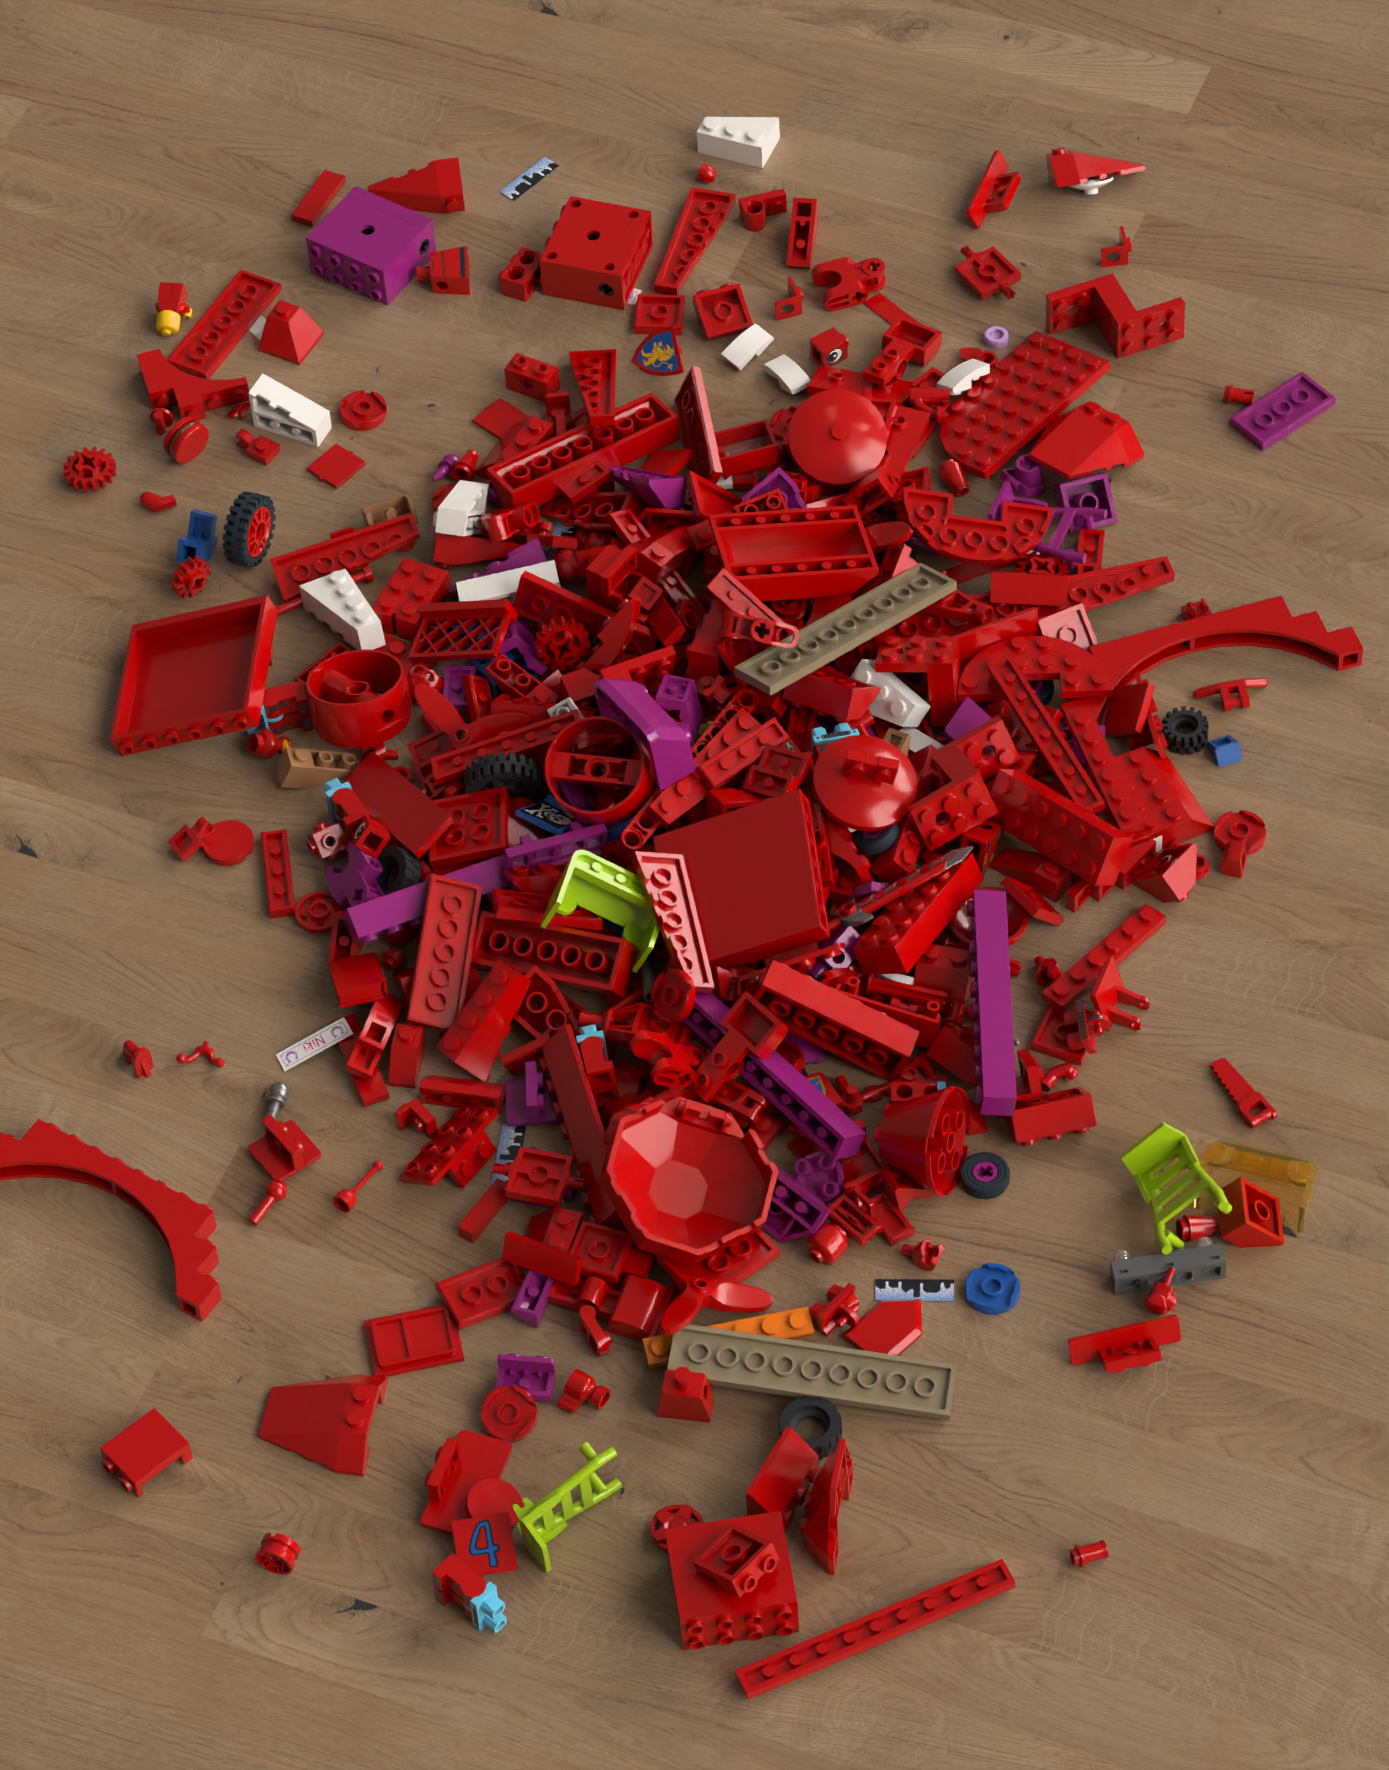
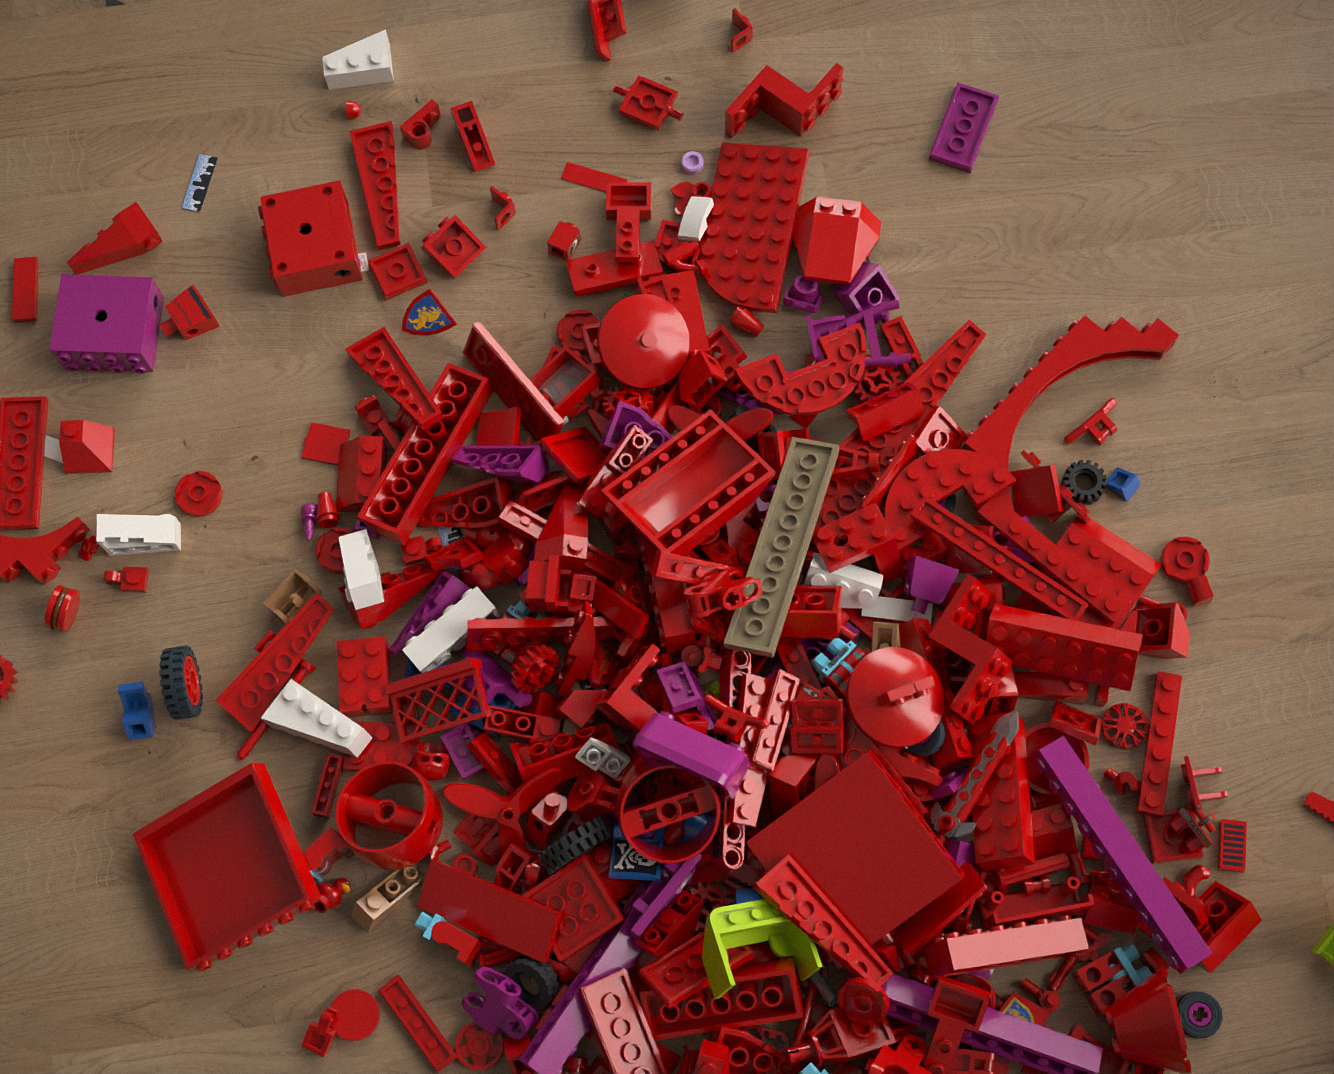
camera: 30 degrees left, 20 degrees up
(157, 503) = (71, 684): red arm -> none
(161, 418) = (23, 593): red plate -> none
(190, 577) = (154, 754): red gear -> none
(336, 466) = (209, 563): red piece -> none
(336, 840) = (445, 972): red brick -> none
(370, 836) = (491, 961): red brick -> none
(505, 522) = (404, 561): red piece -> none
(519, 741) = (563, 814): red plate -> none
(521, 275) = (251, 287): red brick -> none
(531, 377) = (330, 392): red brick -> none
(591, 479) = (449, 479): red plate -> none
(704, 734) = (728, 713): none -> red piece
(745, 346) = (494, 271): white slope -> none
(788, 373) = (544, 281): white slope -> none
(851, 280) = (540, 160): red piece -> none
(1081, 932) = (1124, 726): none -> red wheel
(1115, 1066) = (1232, 845): none -> red tile
(1195, 610) = (1020, 361): red tile -> none
(1238, 395) = (922, 129): red pin -> none

